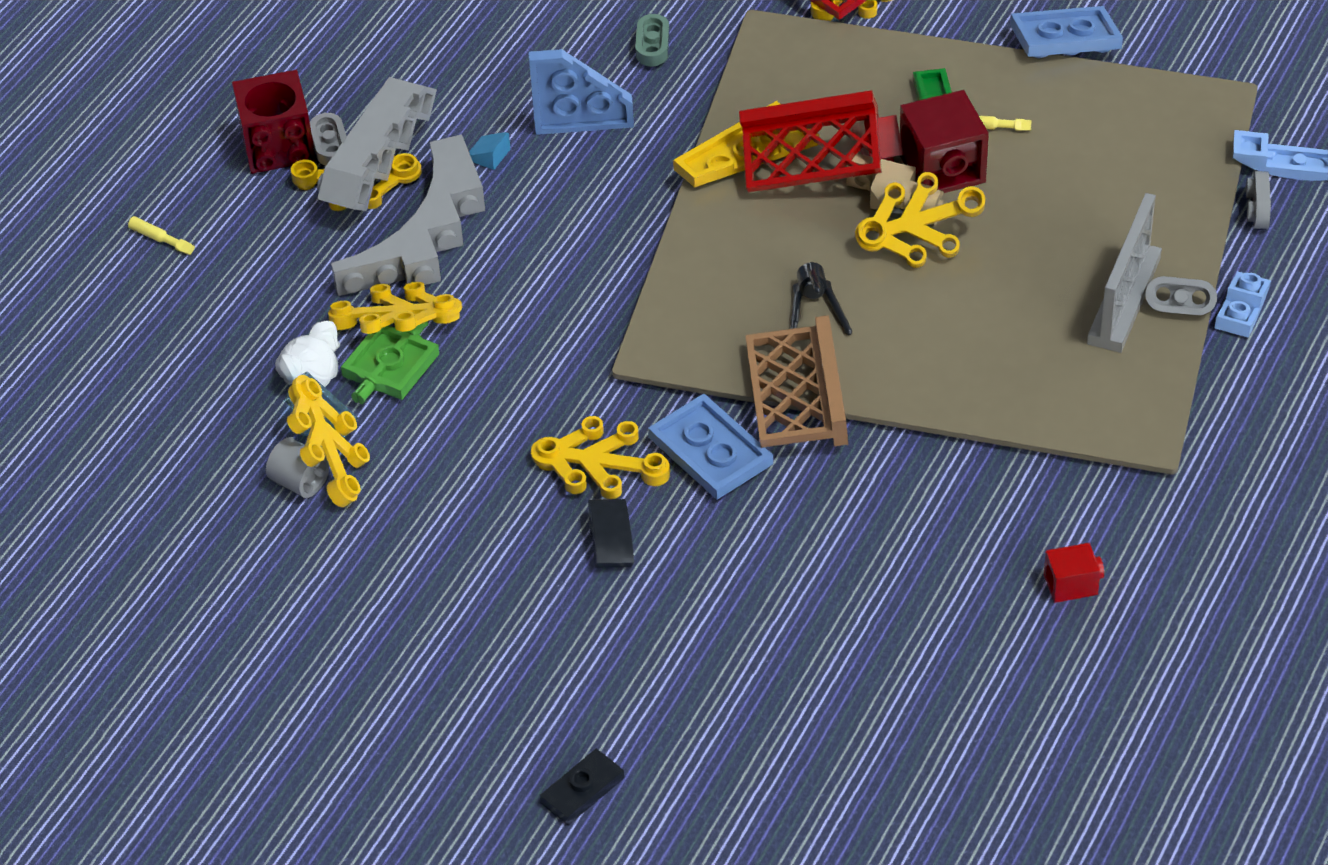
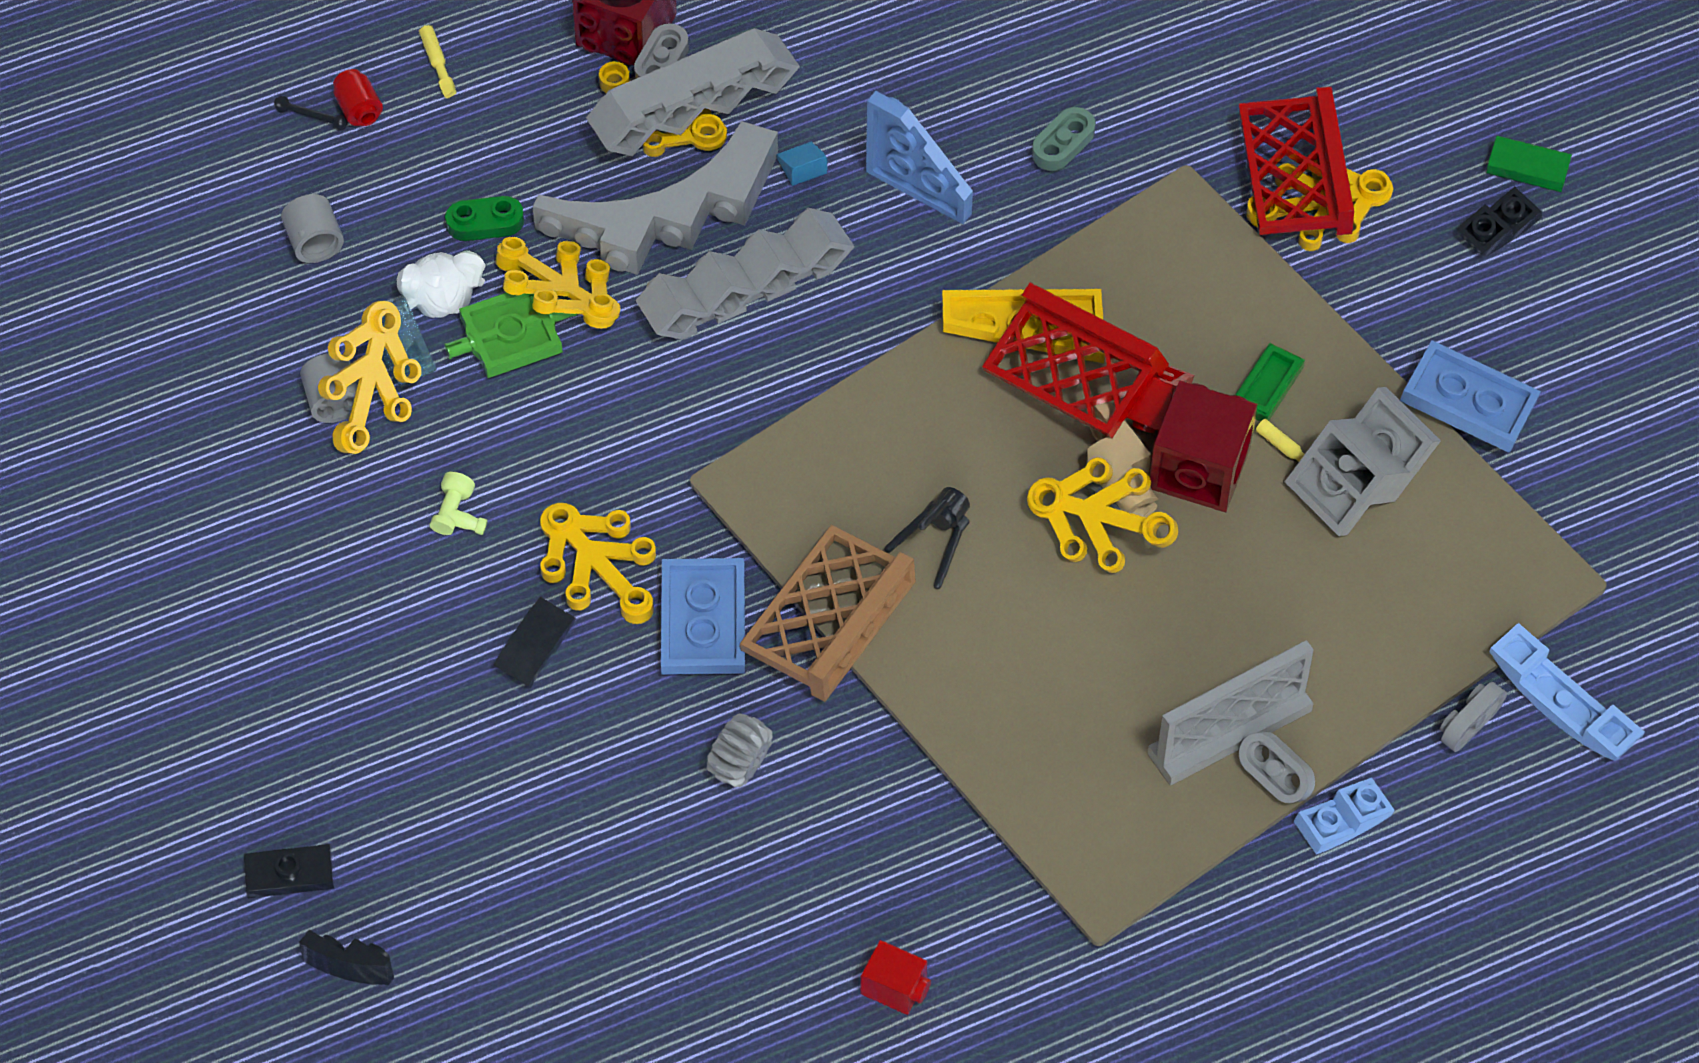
camera: 35 degrees right, 10 degrees up
(70, 325) = (282, 105): none -> black hinge
(127, 286) = (357, 98): none -> red brick
(179, 380) = (312, 228): none -> light grey piece
(296, 308) = (484, 218): none -> green plate
(452, 475) = (457, 488): none -> yellowish green piece
(530, 223) = (763, 267): none -> light grey brick
(704, 804) = (357, 963): none -> black slope
(827, 503) = (739, 750): none -> light grey gear
(1049, 95) = (1362, 461): none -> light grey bracket

